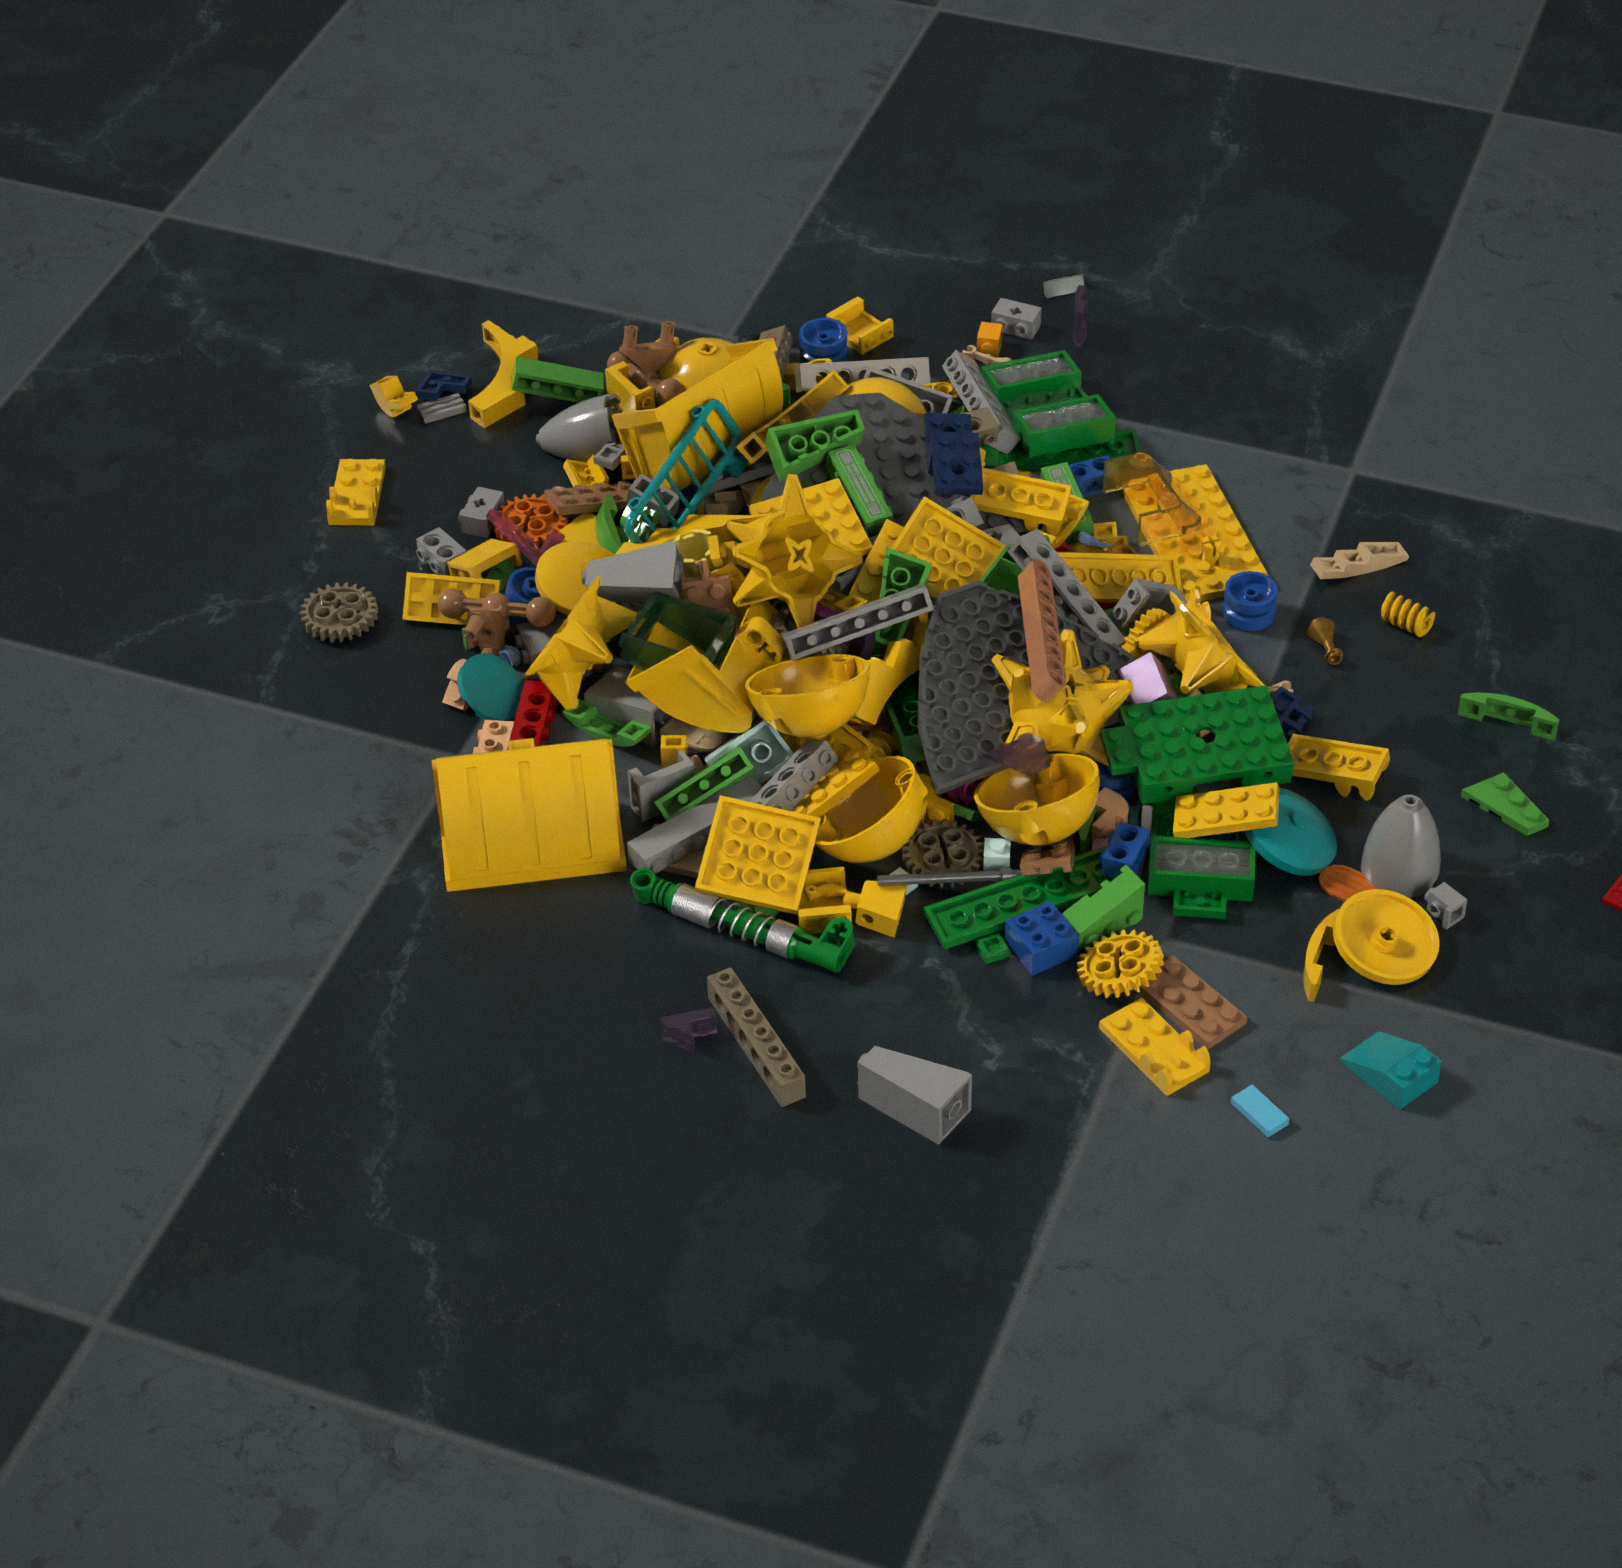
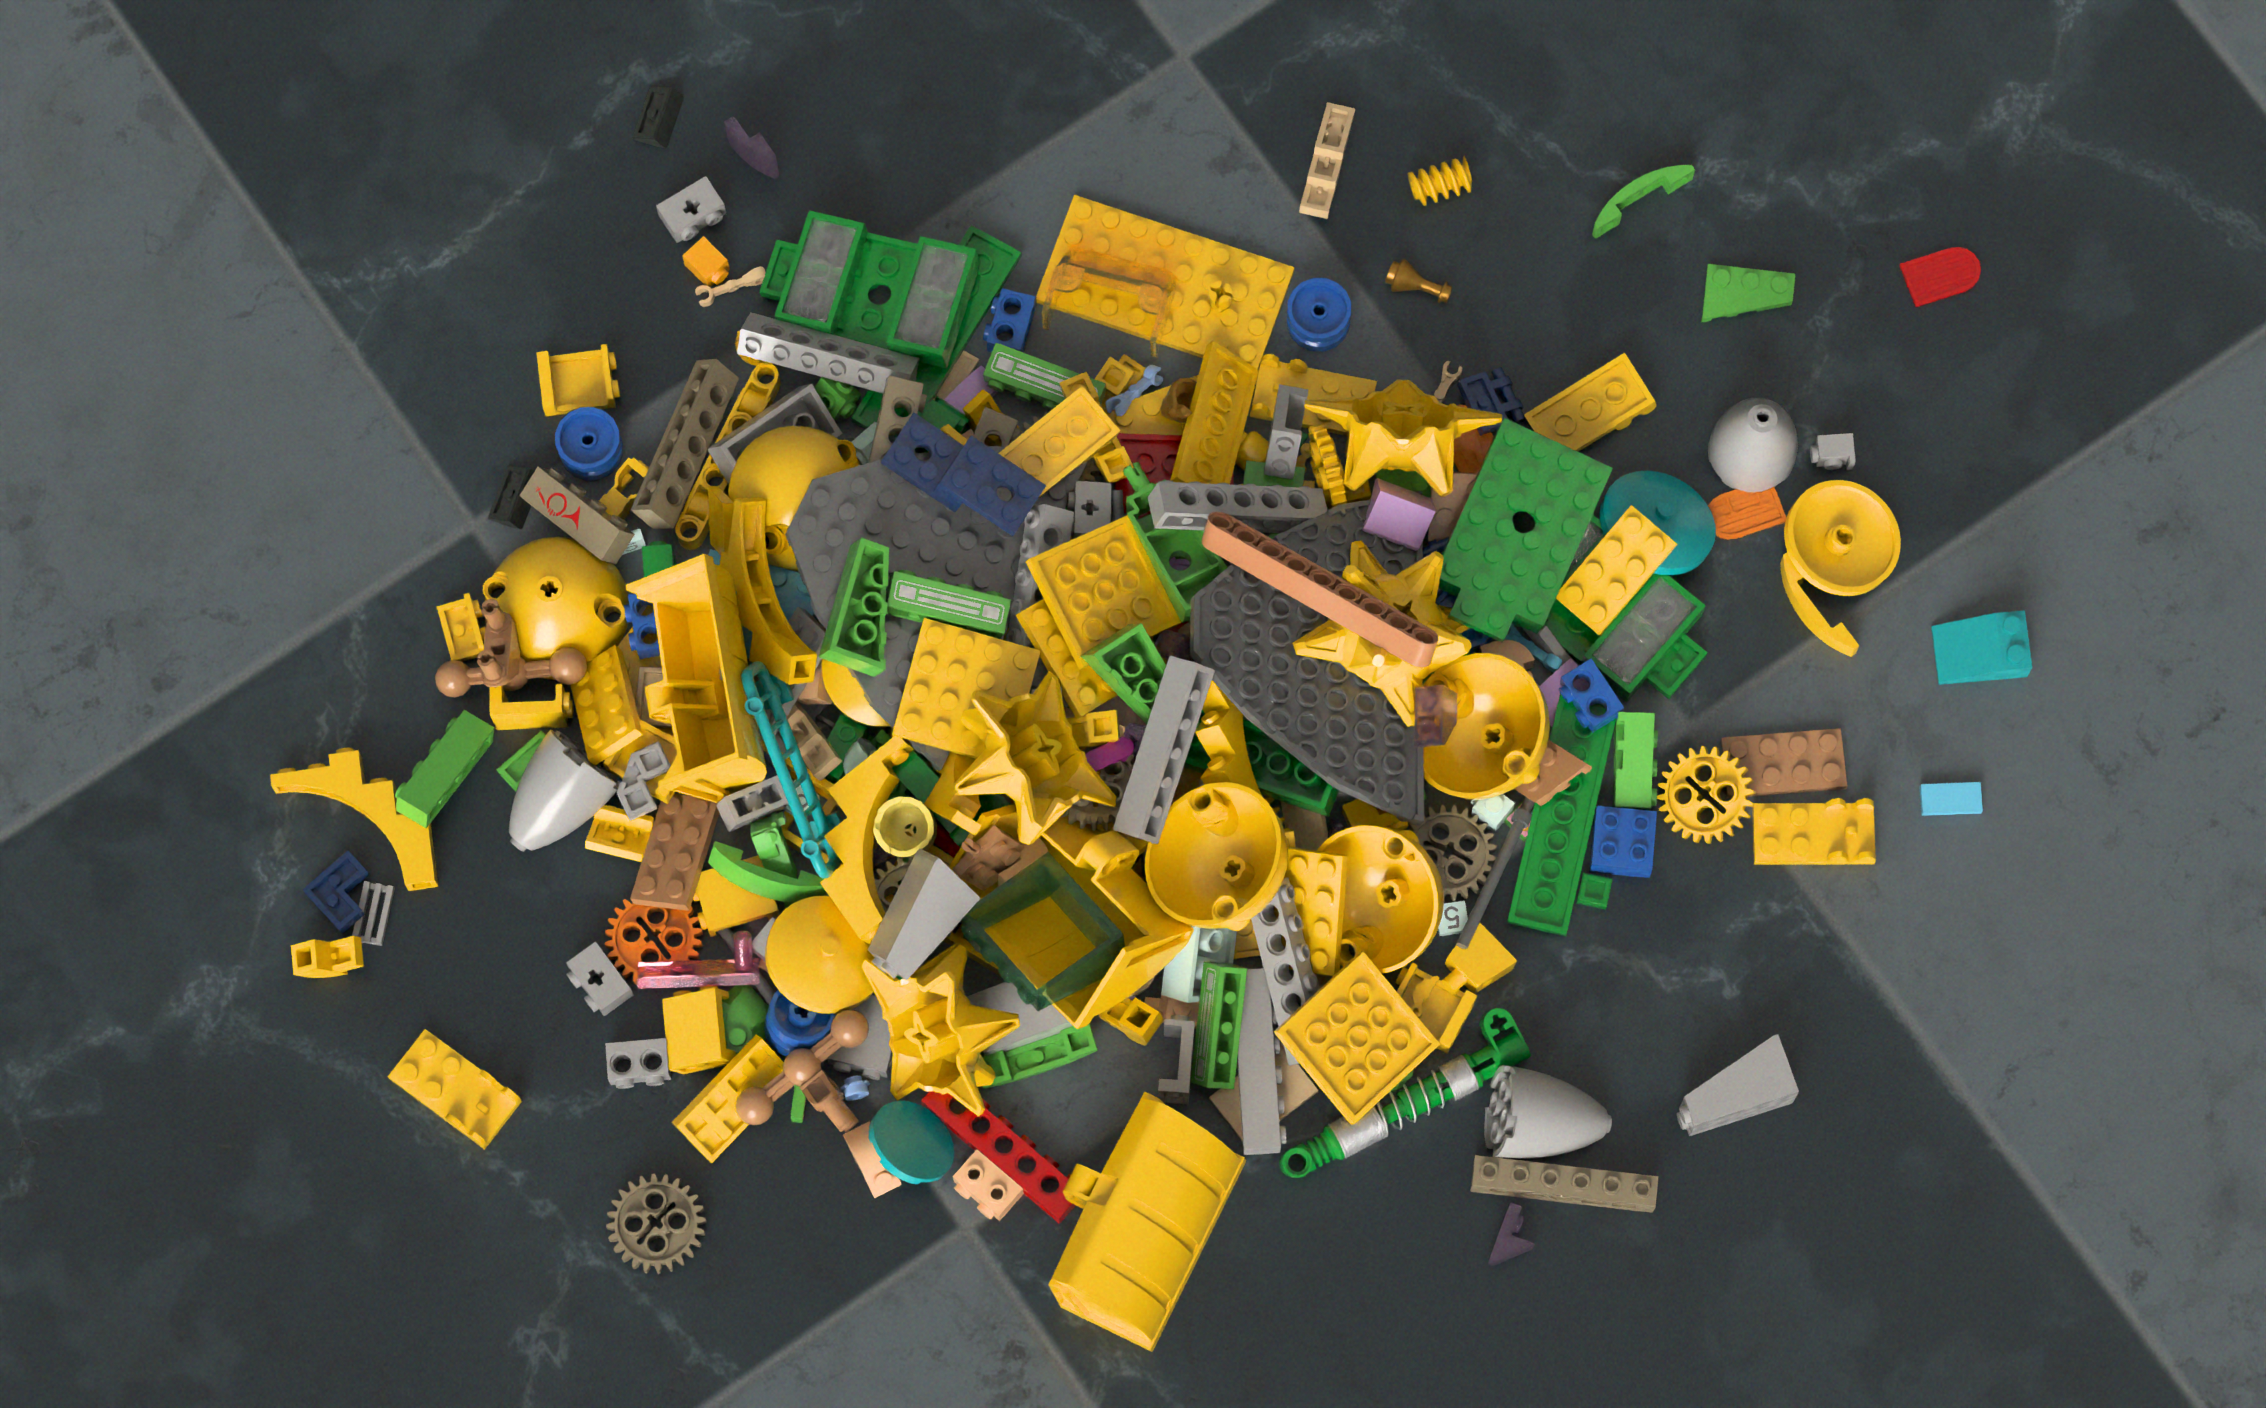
camera: 55 degrees left, 30 degrees up
(792, 989) = (1540, 1115): none -> light grey cylinder

